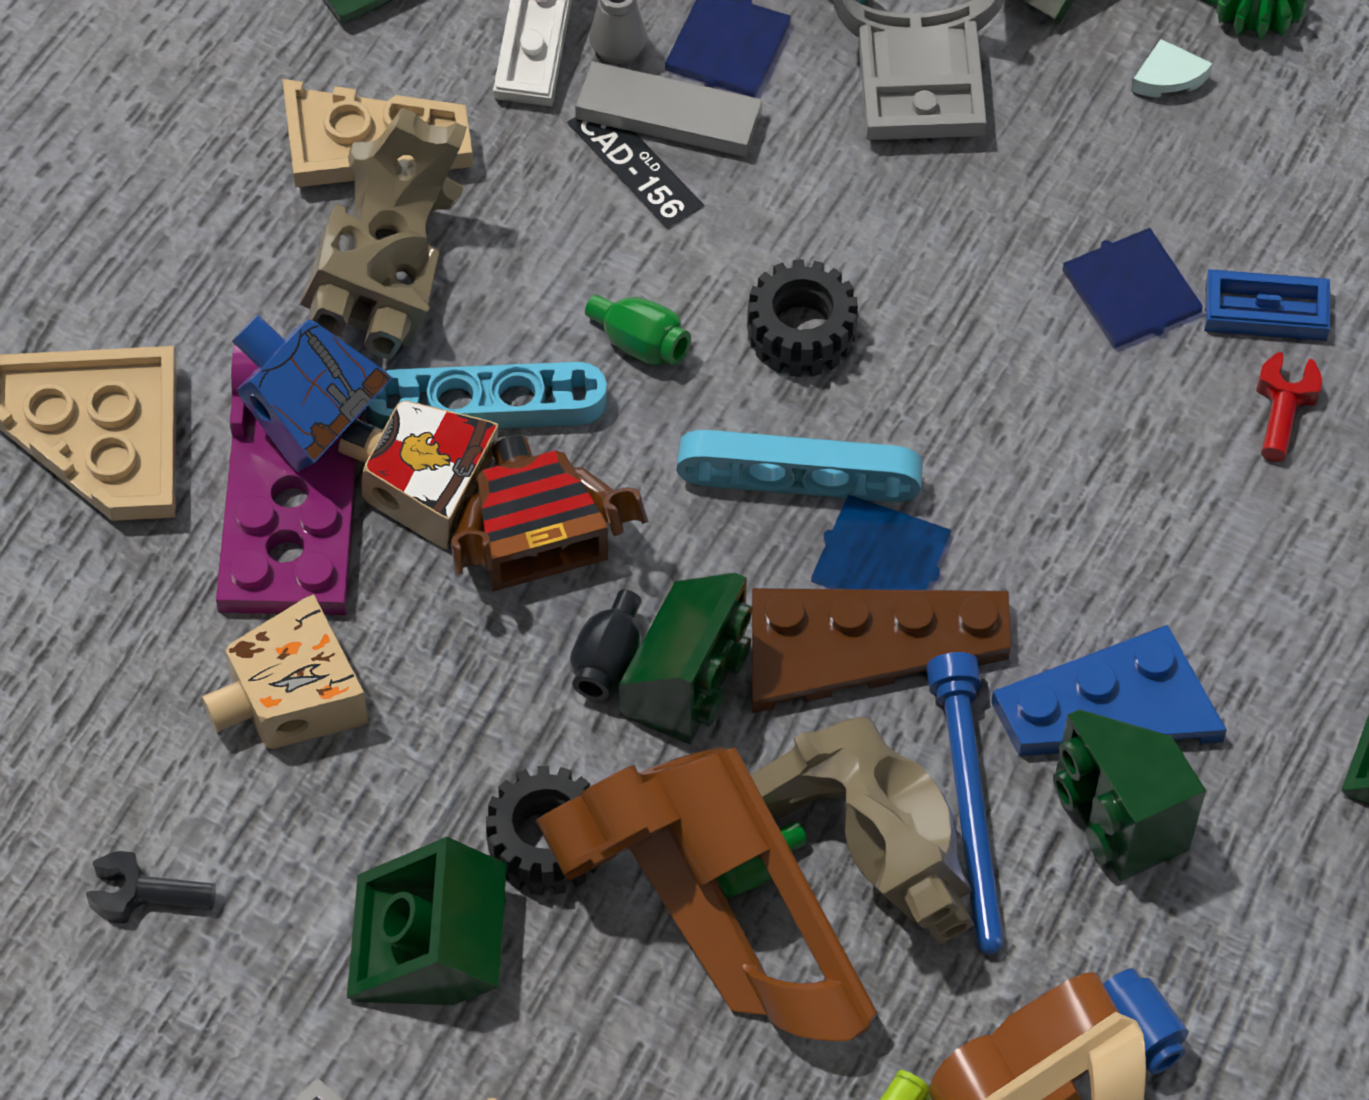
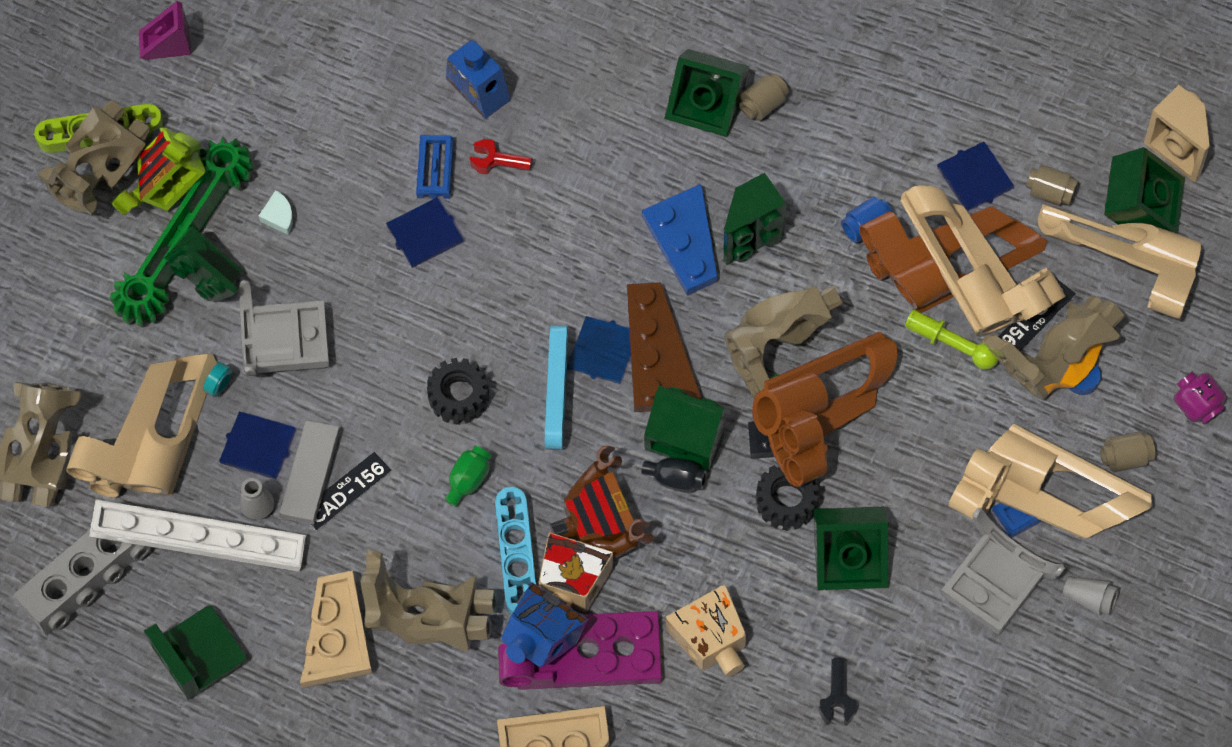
camera: 90 degrees left, 5 degrees up
(954, 682) = (684, 308): blue piece -> none

